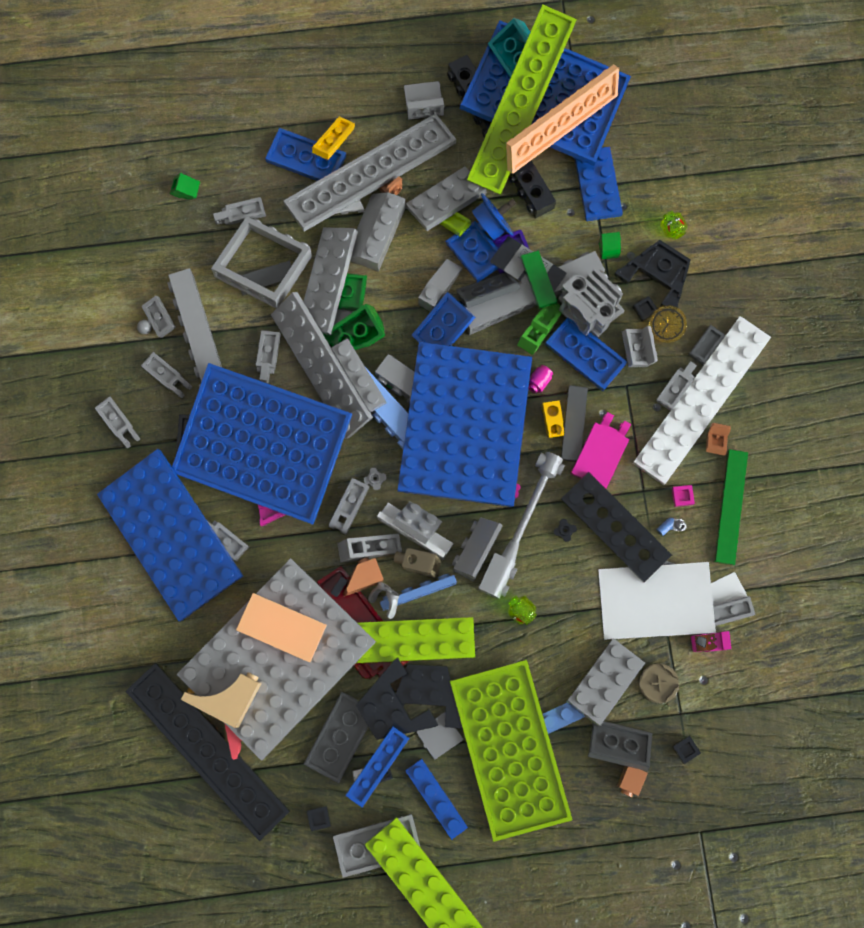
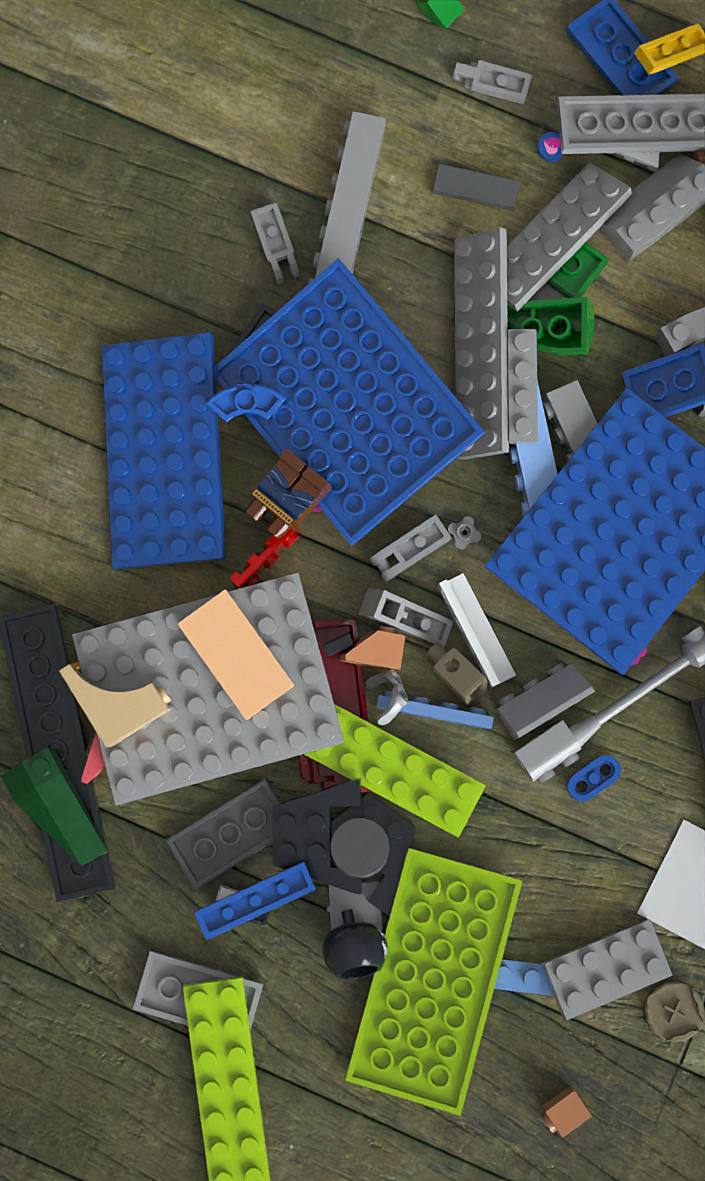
camera: 30 degrees right, 5 degrees up
(116, 420) = (179, 265): light grey hinge -> none
(157, 318) = (307, 160): light grey plate -> none
(200, 475) = (245, 399): none -> blue tile
(219, 781) = (49, 797): none -> dark green wedge
(232, 543) = (233, 503): light grey hinge -> none
(258, 515) = (288, 493): none -> reddish brown hips
(259, 292) = (447, 186): light grey window -> none
(267, 354) = (420, 289): light grey hinge -> none
(271, 541) = (267, 559): none -> red wing
(295, 231) = (550, 147): none -> blue tile
(319, 818) = (145, 918): black plate -> none
(417, 522) = (485, 621): light grey plate -> none
(421, 698) = (360, 848): none -> dark grey tile
(436, 799) = (305, 983): blue plate -> none
(453, 759) = (354, 948): none -> black piece
(522, 610) = (554, 813): clear neon green head -> none
(532, 576) = (593, 779): none -> blue plate
(566, 536) = (672, 736): black plate -> none
(621, 745) = (578, 1060): dark grey tile -> none
(686, 749) = (658, 1116): black plate -> none

